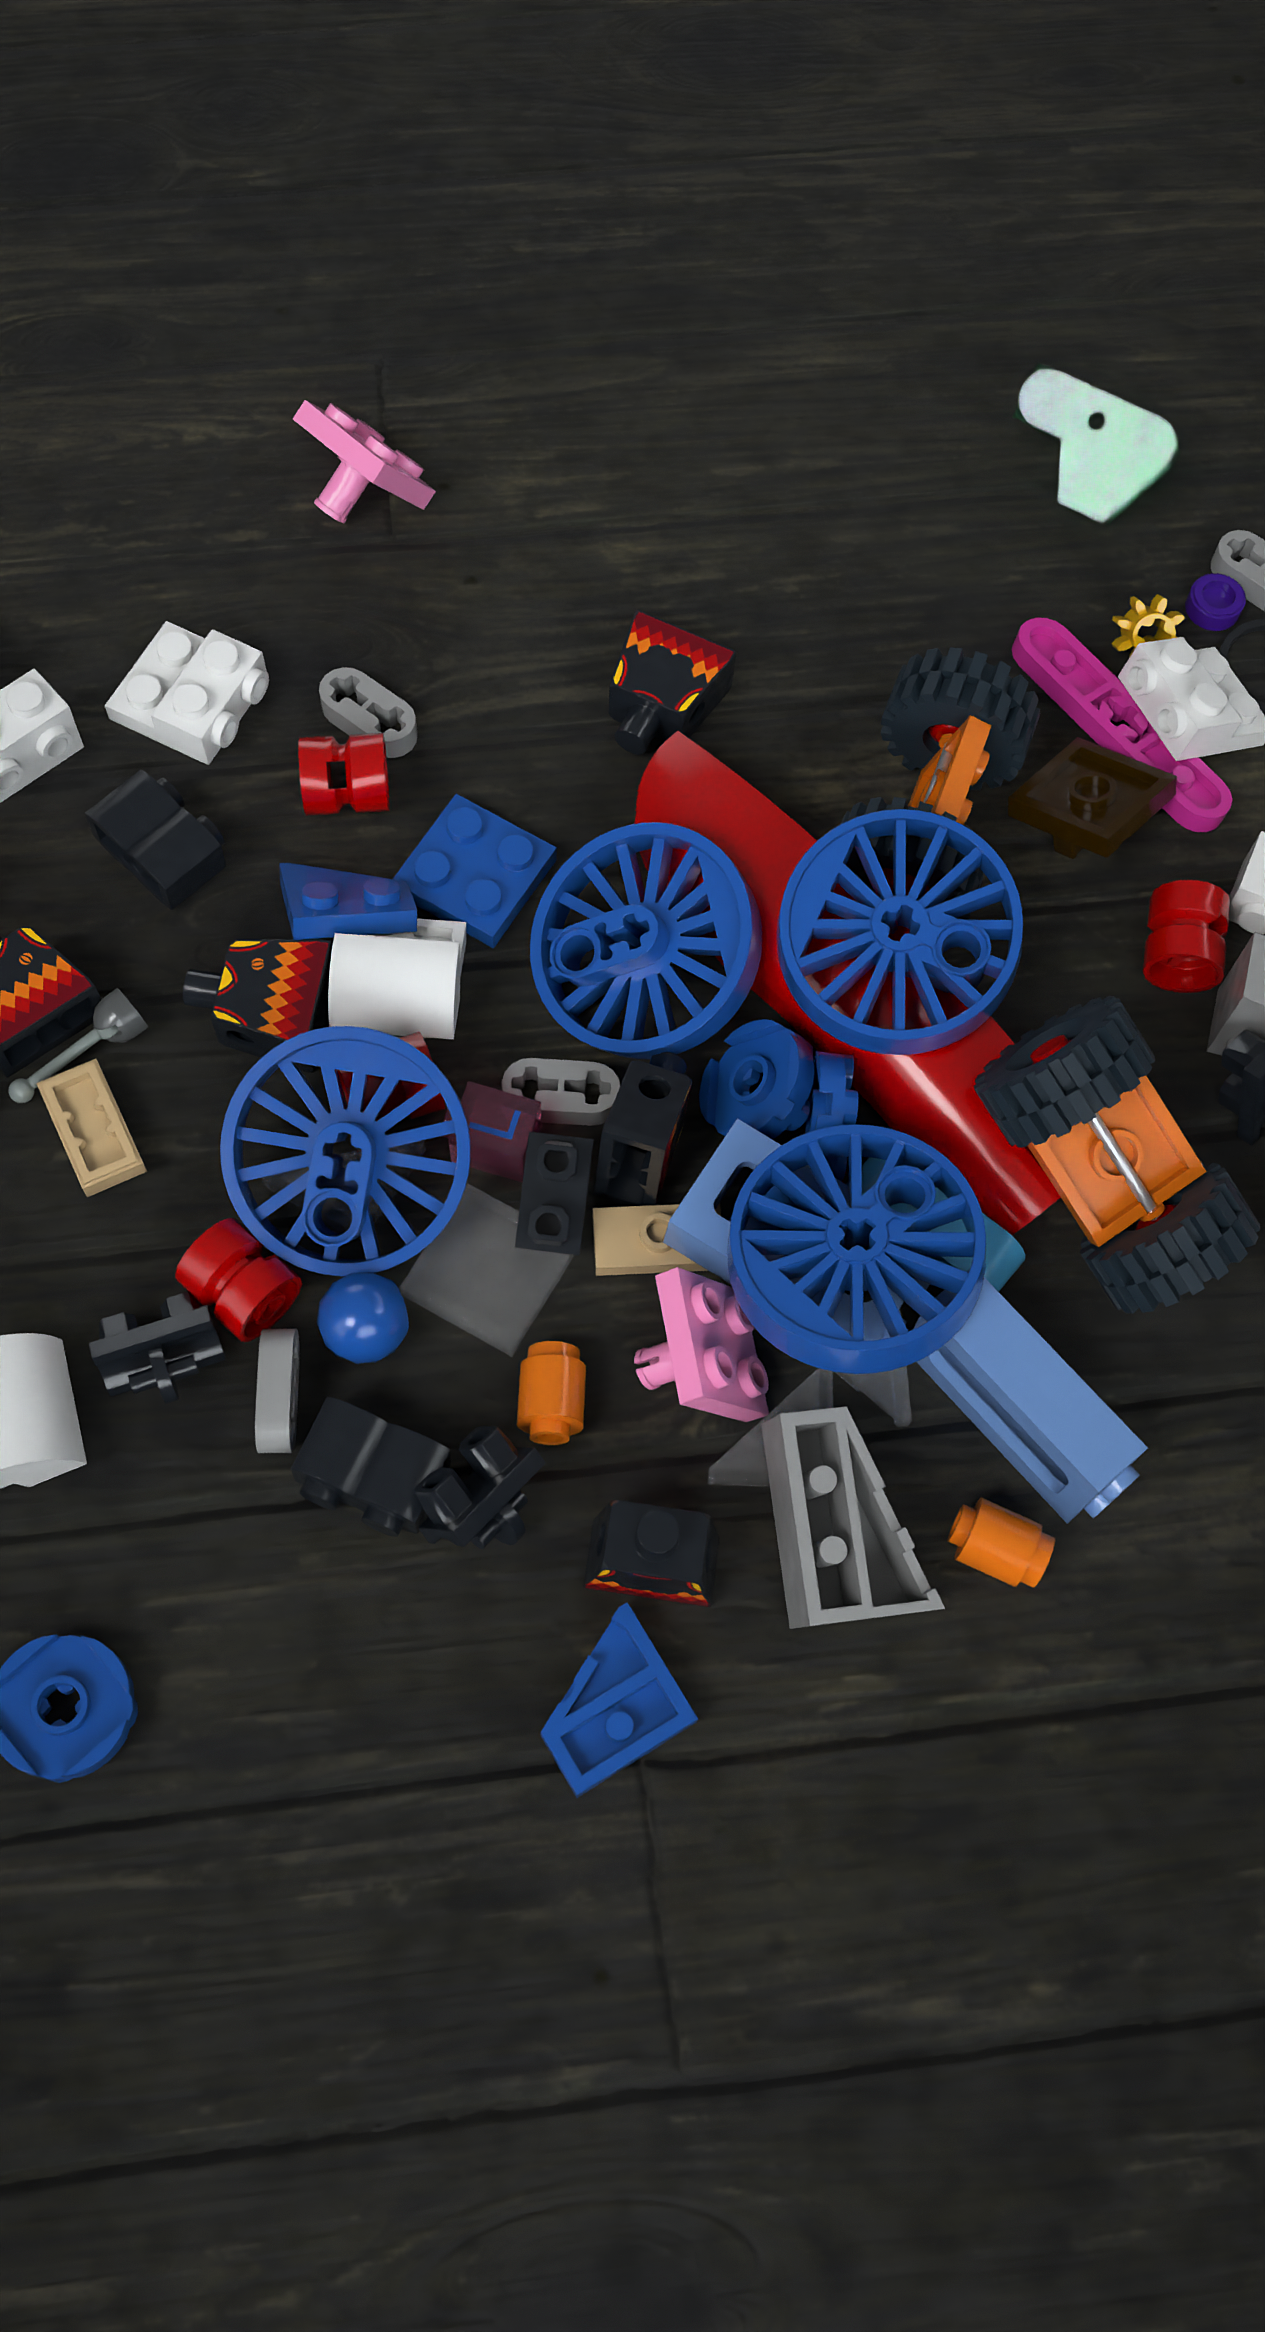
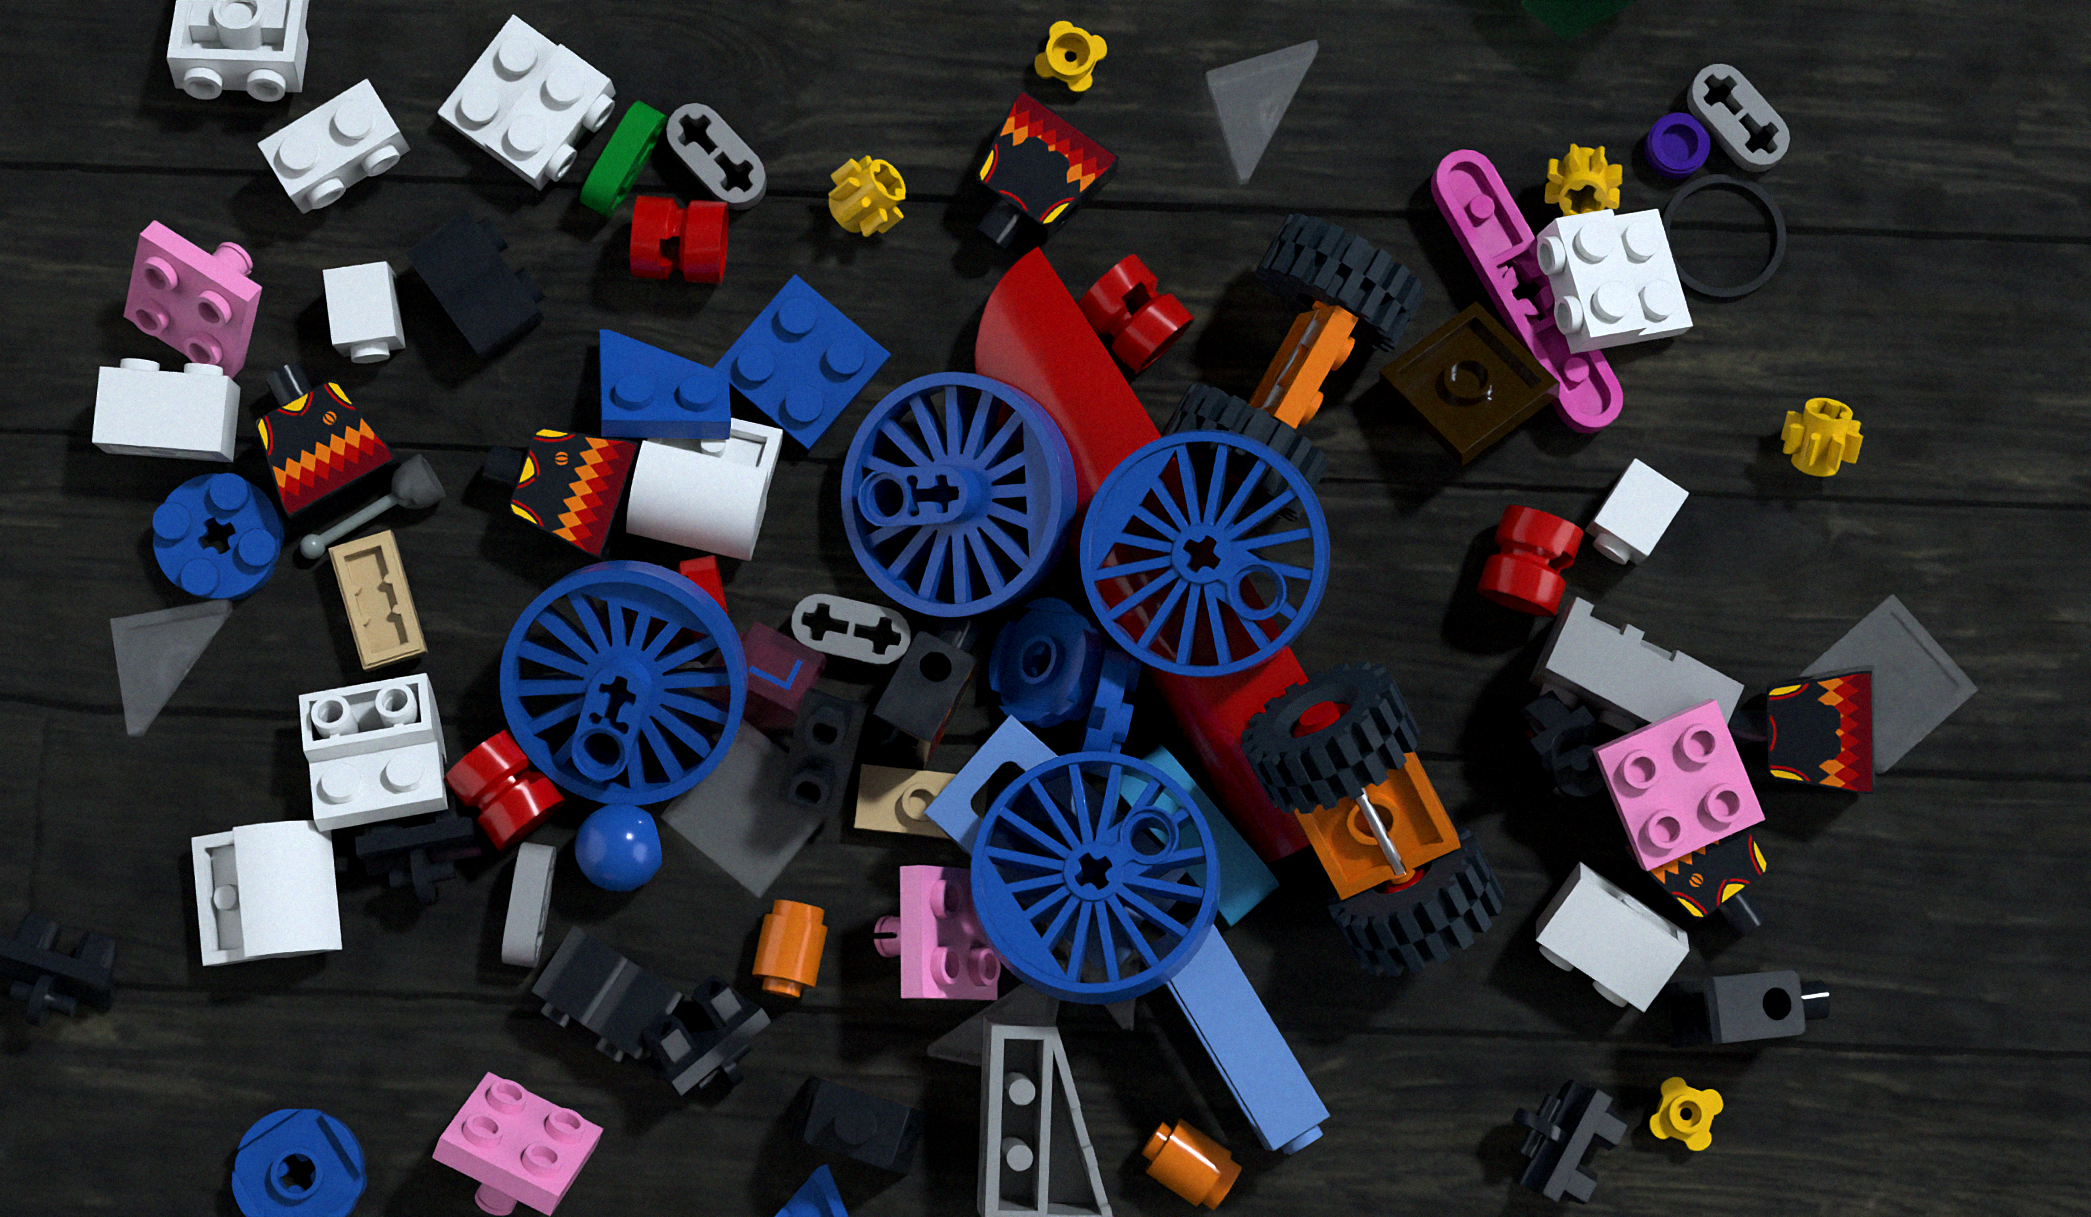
camera: 10 degrees right, 15 degrees up
(51, 872) = (364, 311): none -> white brick
(99, 1261) = (374, 751): none -> white brick
(282, 720) = (623, 159): none -> green beam
(295, 1635) = (516, 1146): none -> bright pink plate
(512, 718) = (867, 196): none -> yellow gear
(673, 583) = (1066, 39): none -> yellow plate
(788, 781) = (1157, 317): none -> red wheel
(841, 611) = (1254, 98): none -> clear tile

